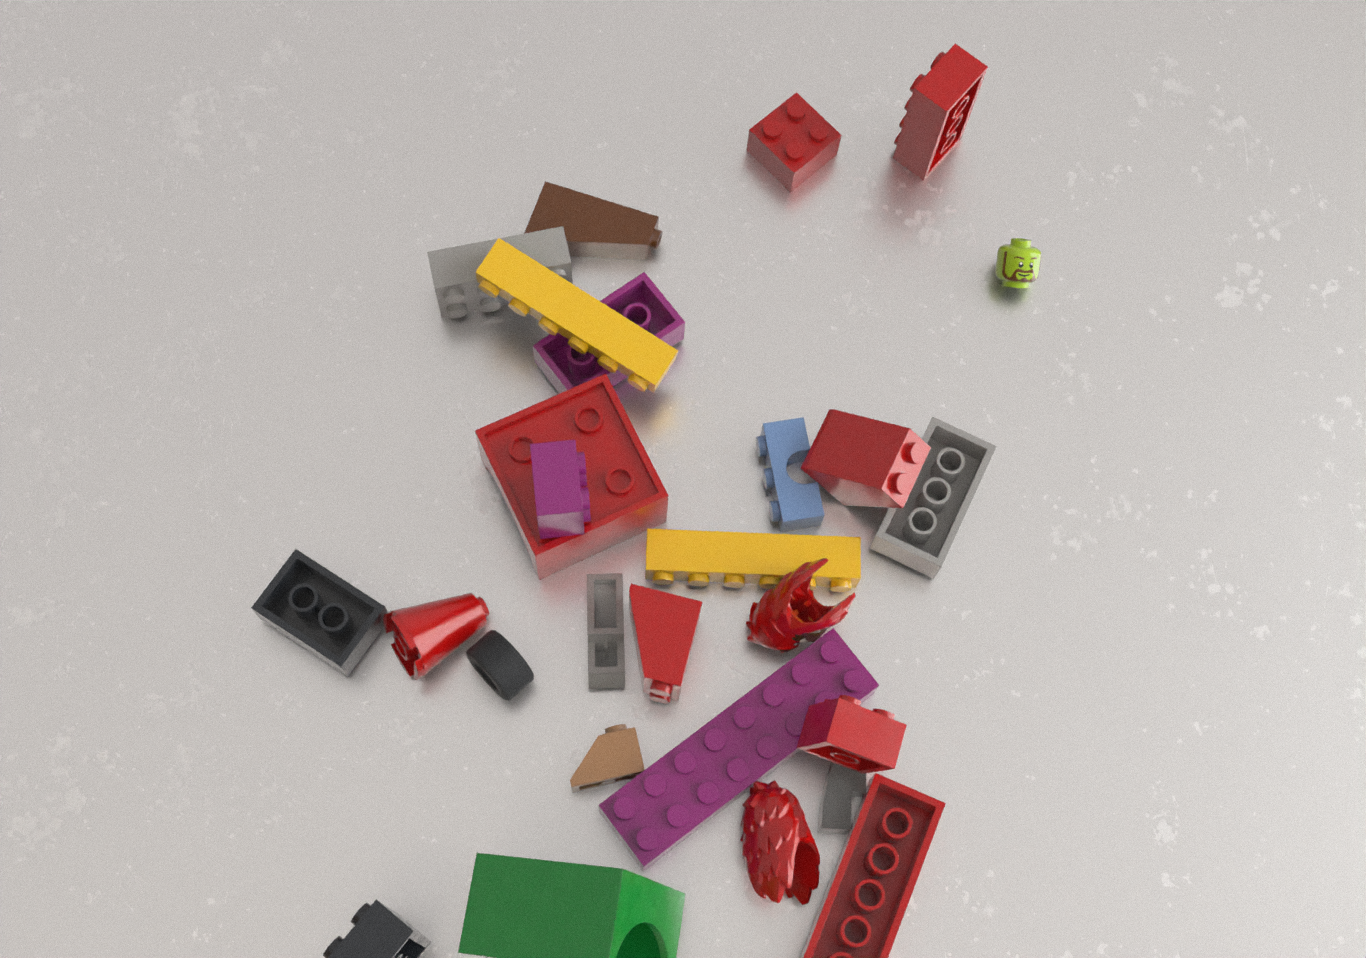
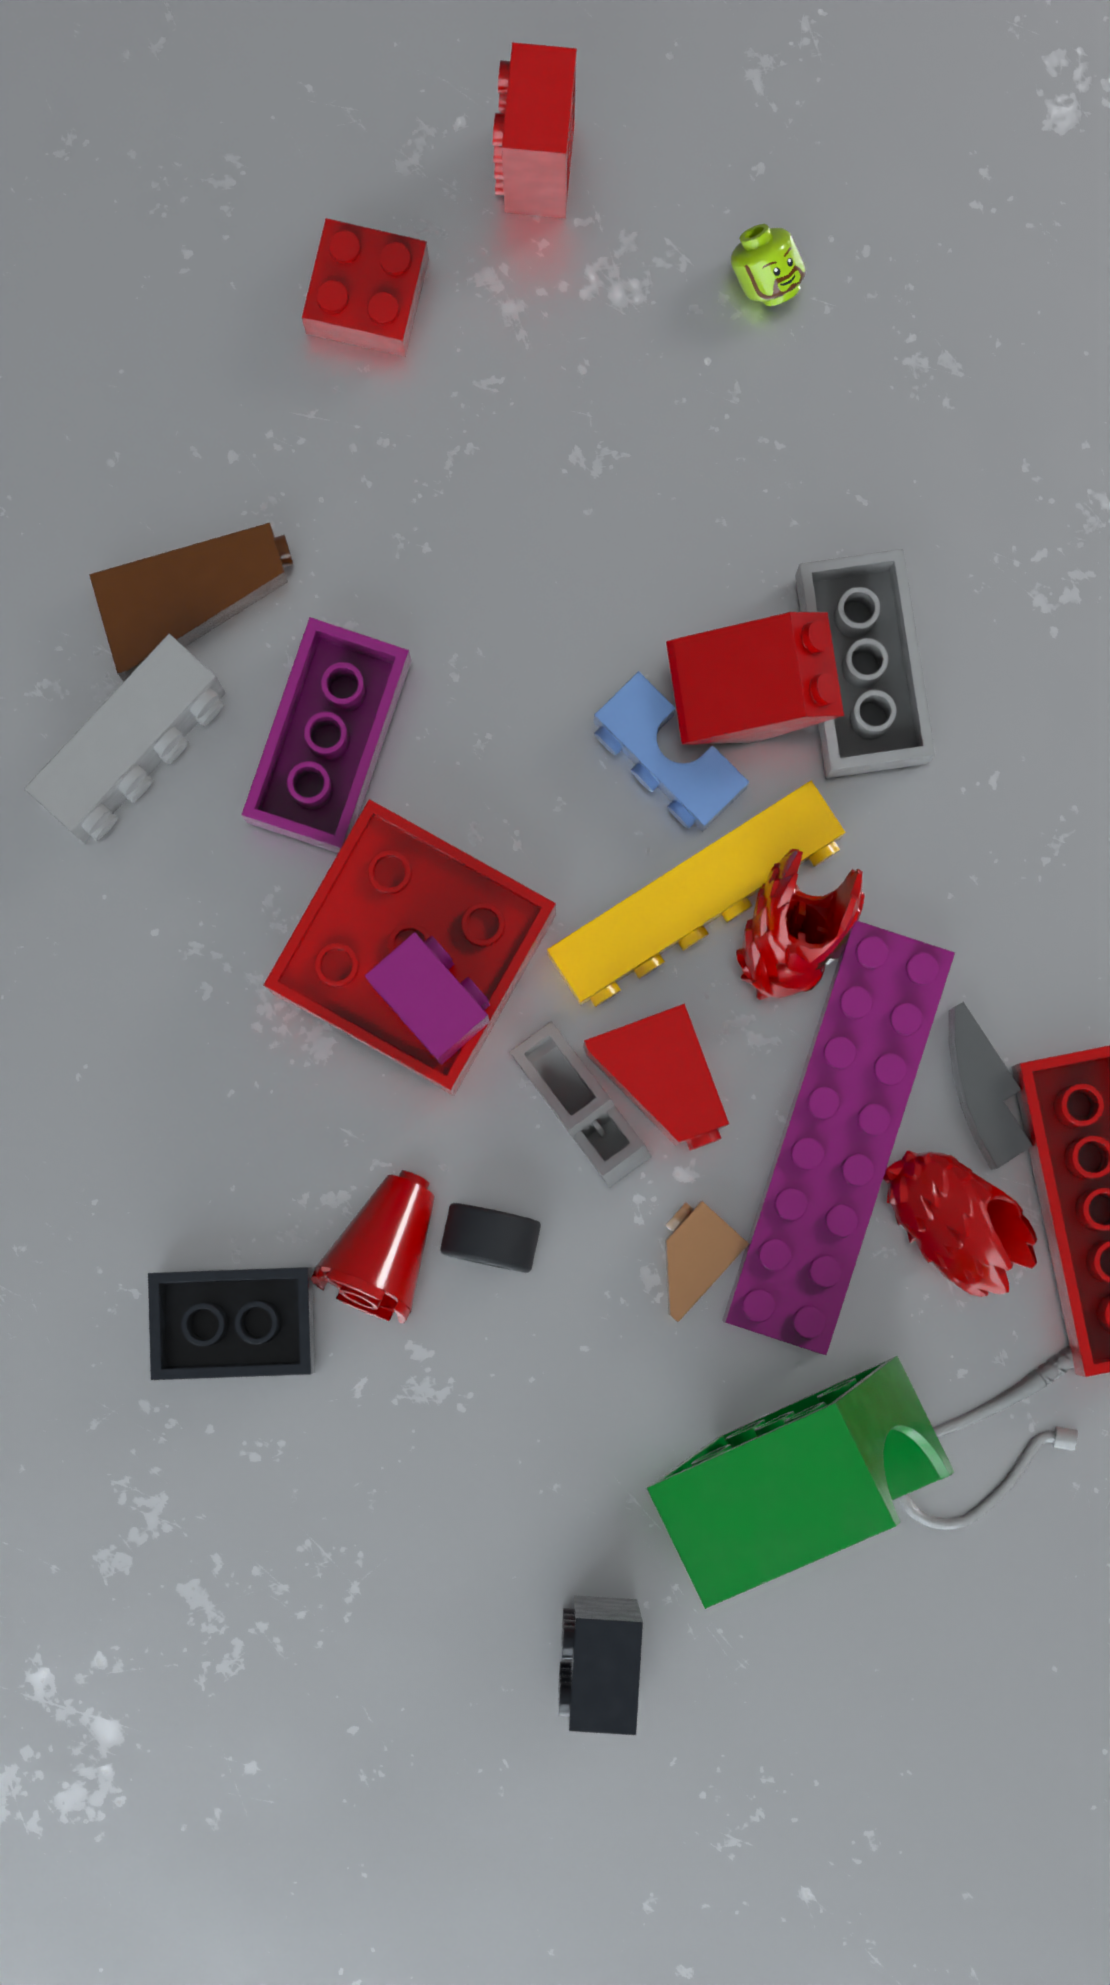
camera: 30 degrees left, 15 degrees up
(575, 315) = (276, 746): yellow brick -> none
(852, 735) = (968, 1043): brick -> none

